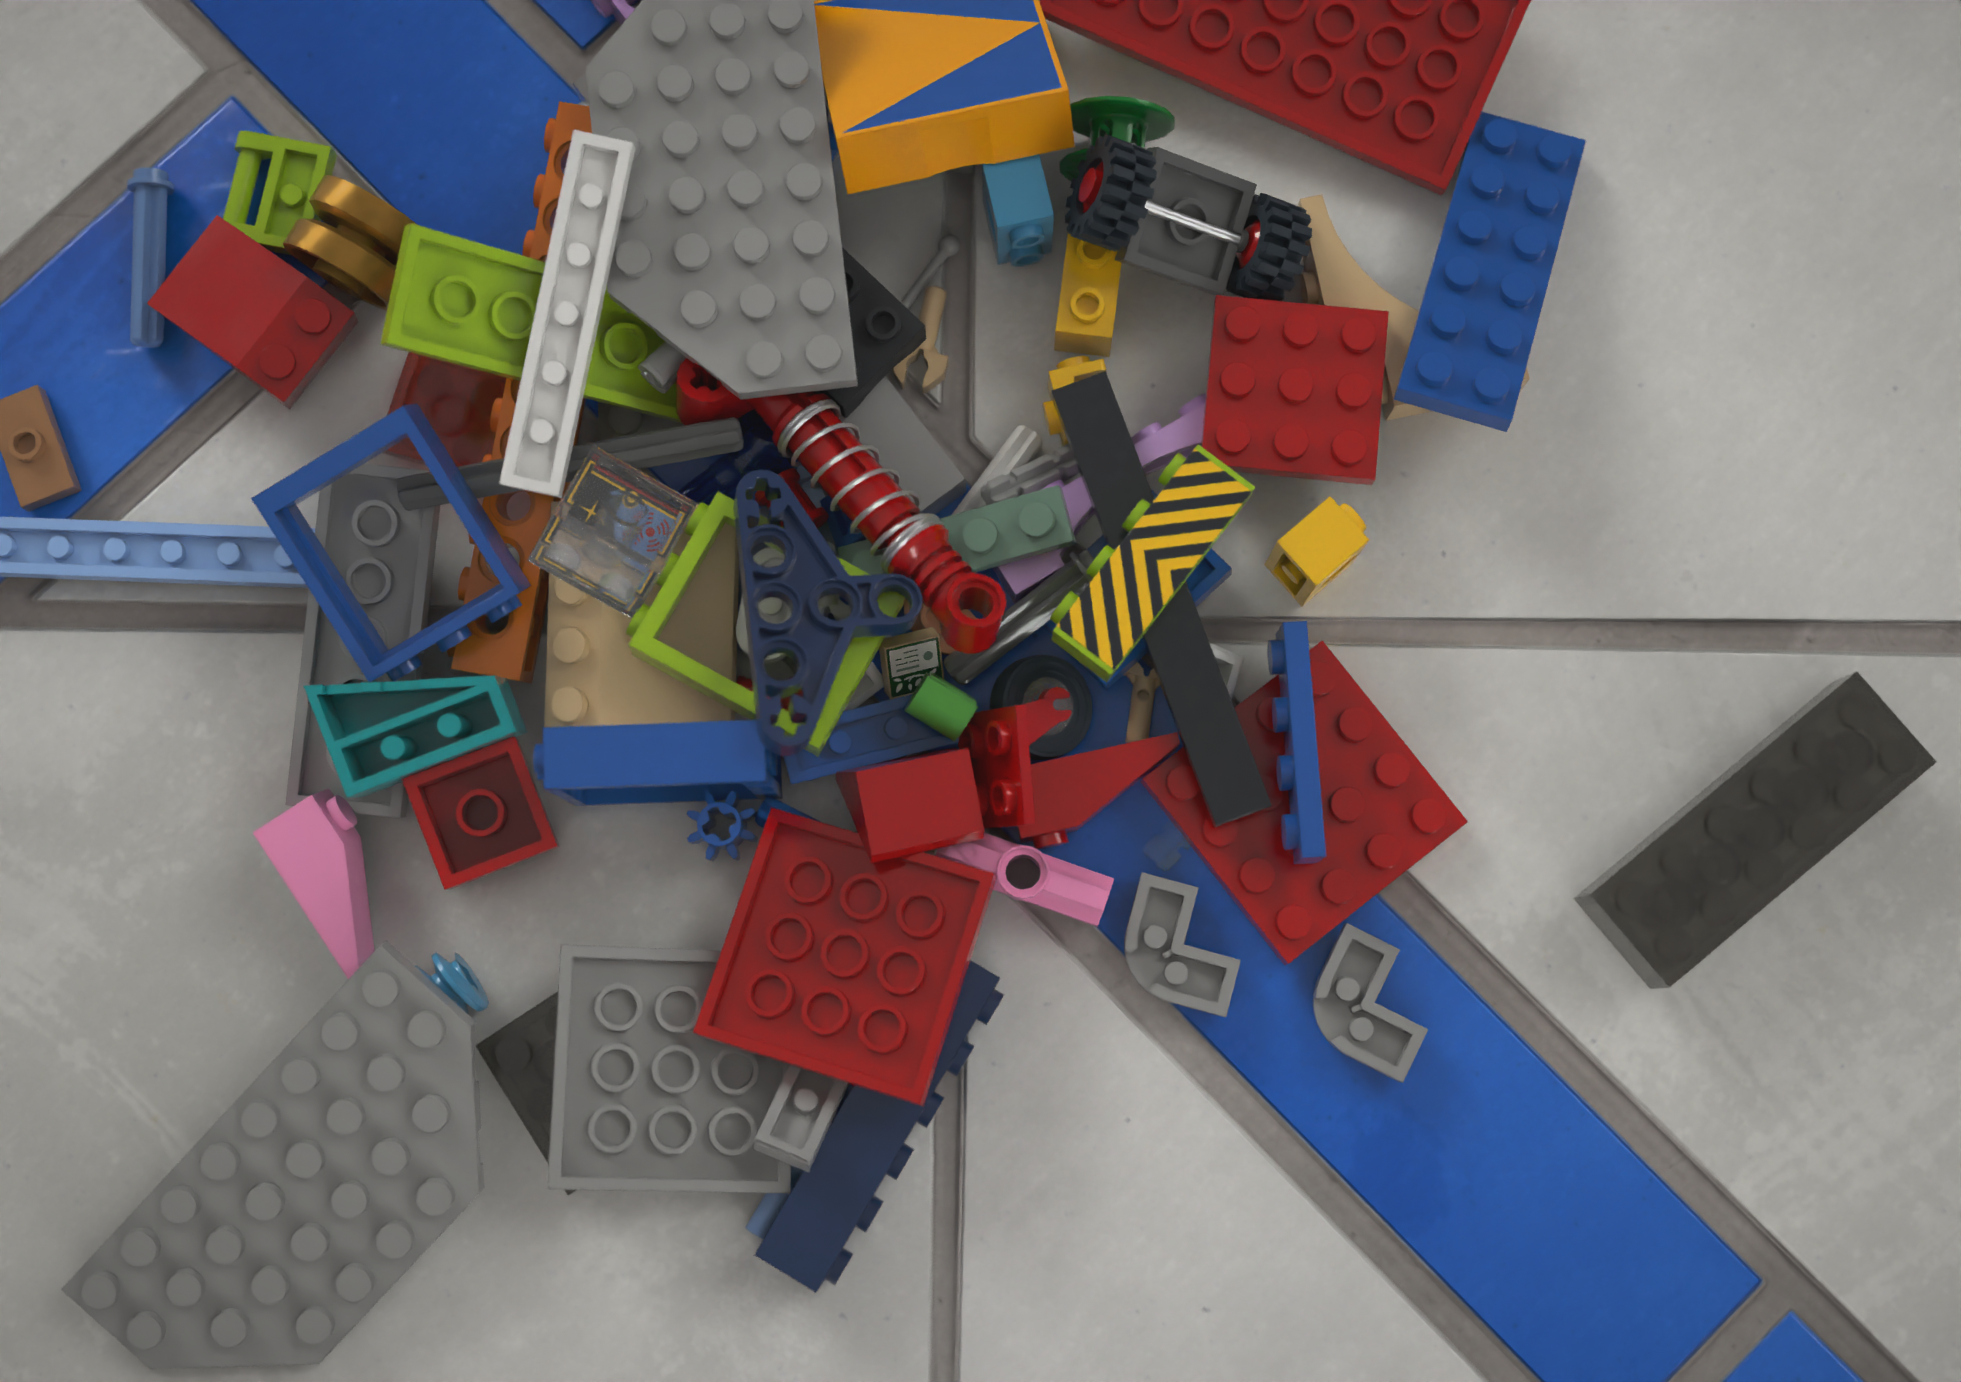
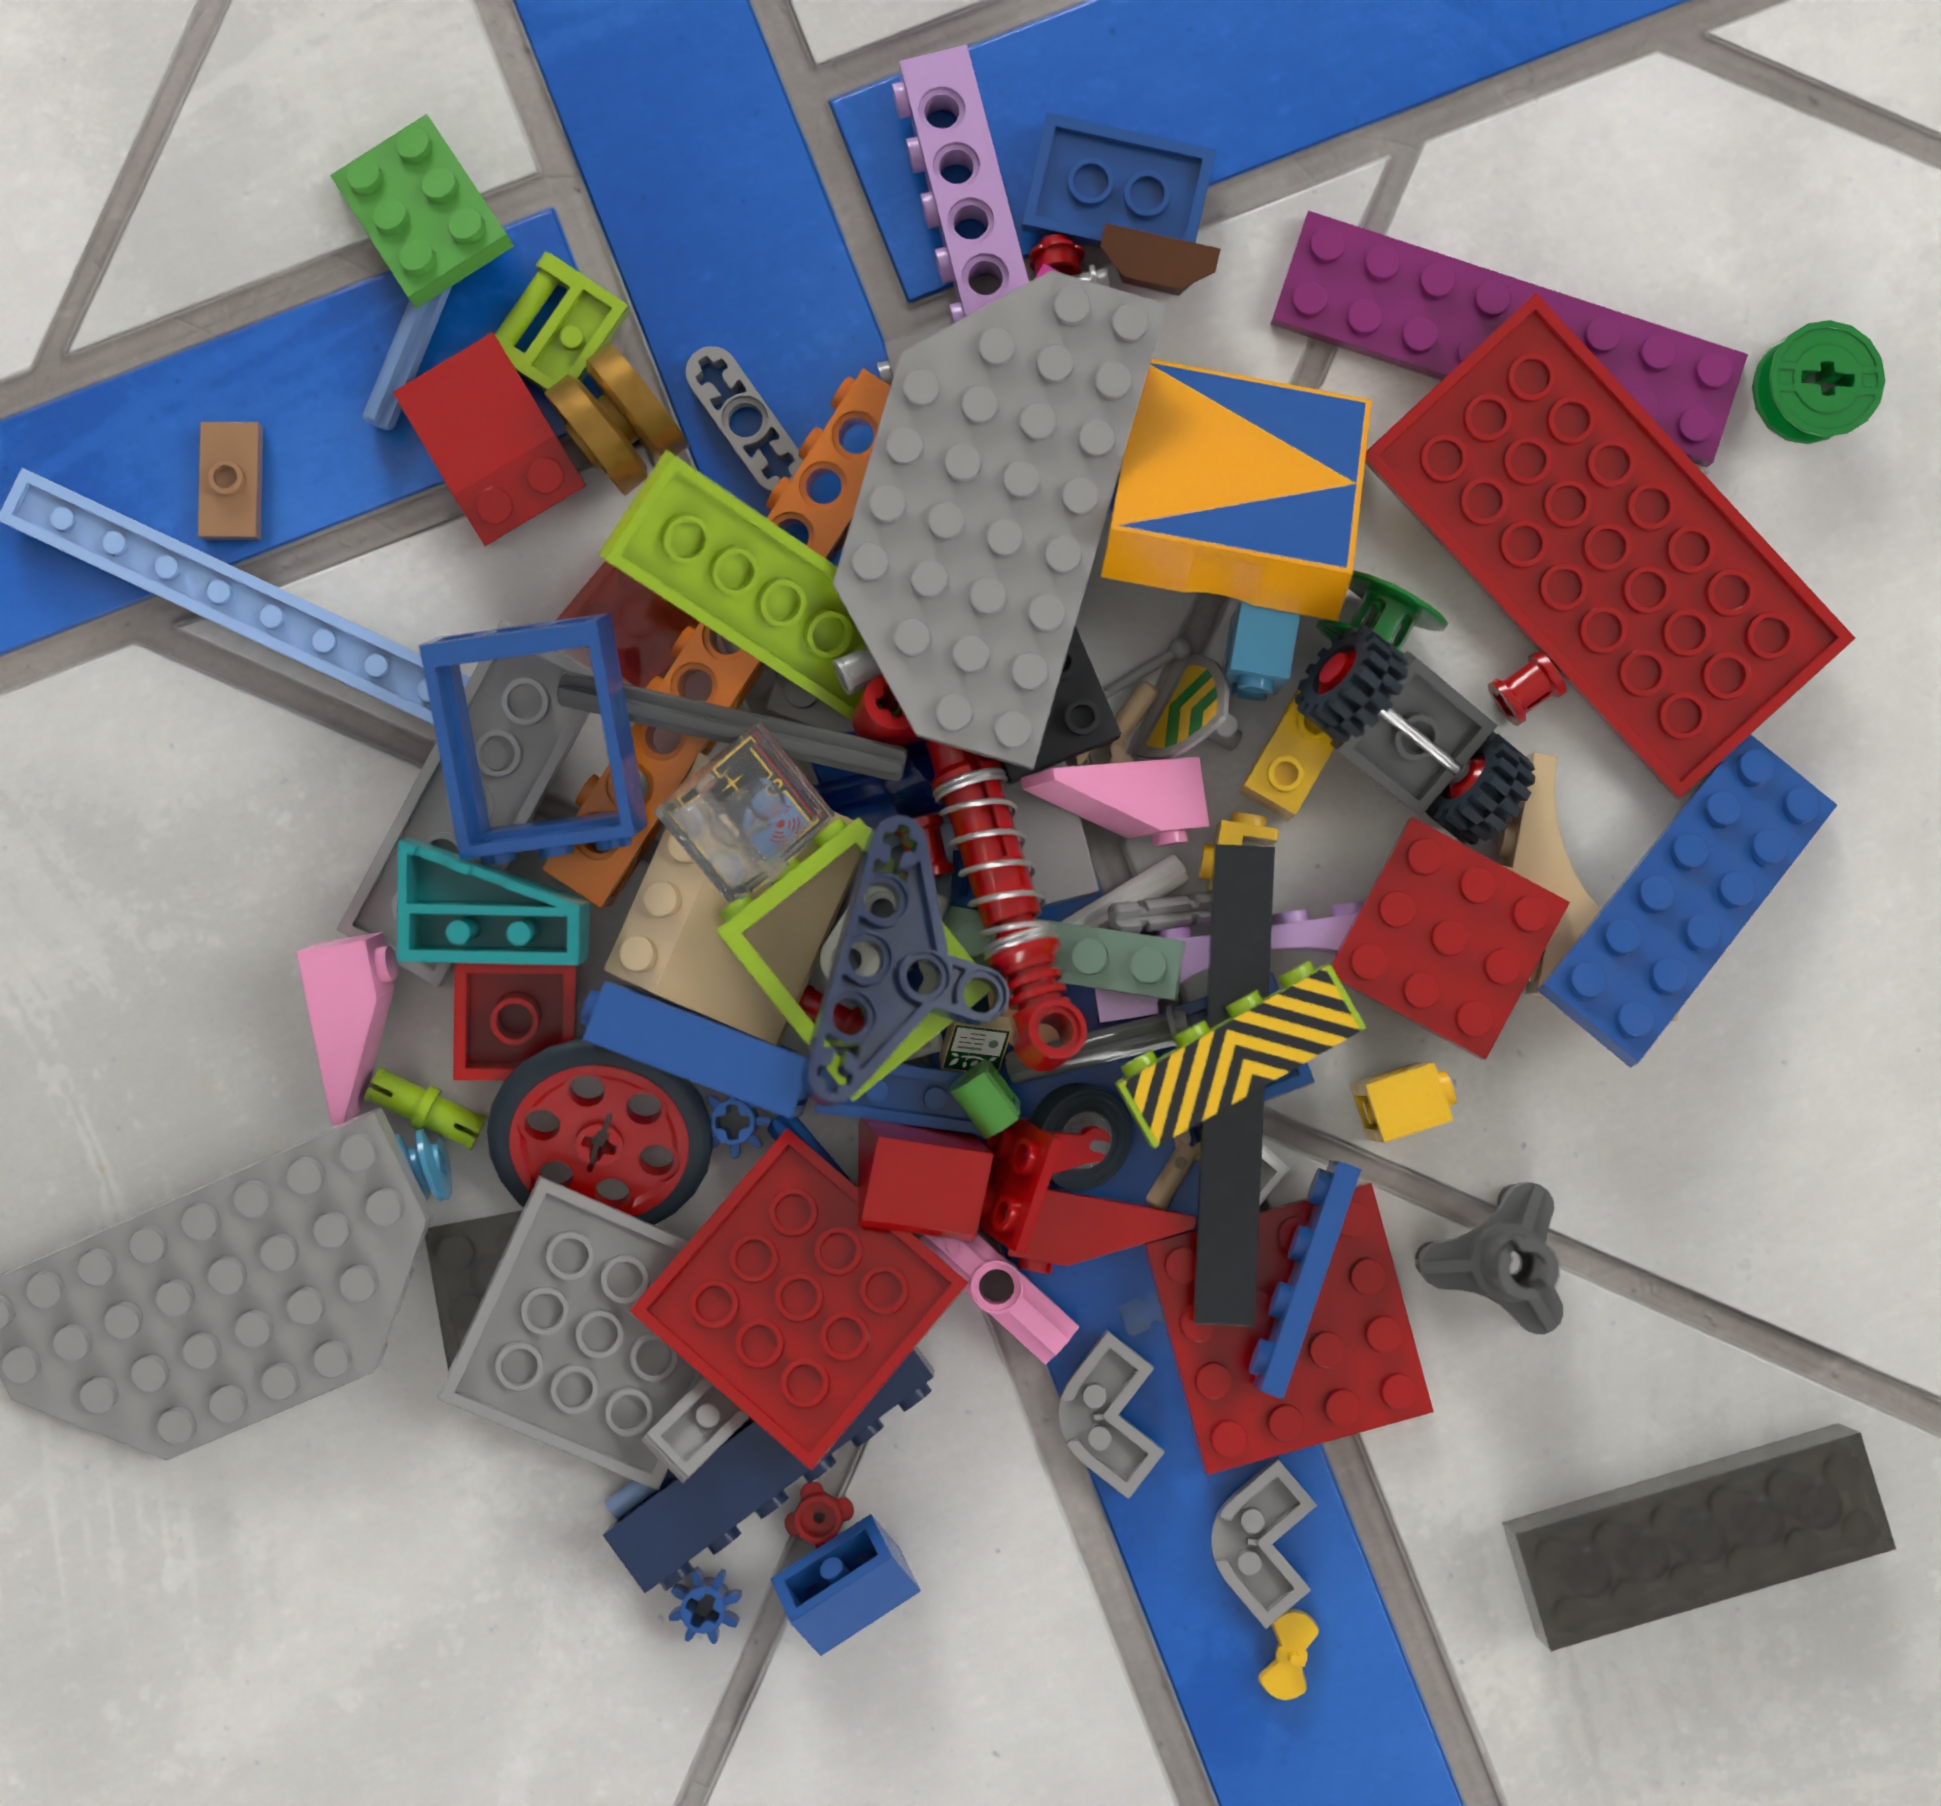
camera: 20 degrees right, 5 degrees up
(112, 140) = (421, 211): none -> bright green plate
(434, 933) = (425, 1108): none -> lime pin
(454, 174) = (734, 379): none -> light grey beam
(567, 314) = (786, 593): white plate -> none
(600, 813) = (546, 1085): none -> red wedge
(864, 1292) = (714, 1618): none -> blue gear
(937, 1169) = (815, 1499): none -> red plate
(955, 385) = (1130, 798): none -> bright pink slope
(983, 287) = (1193, 712): none -> shield
(999, 1206) = (845, 1585): none -> blue brick
(1269, 152) = (1527, 688): none -> red bush
(1439, 1120) = (1285, 1675): none -> yellow piece
(1458, 662) = (1482, 1259): none -> dark grey wheel

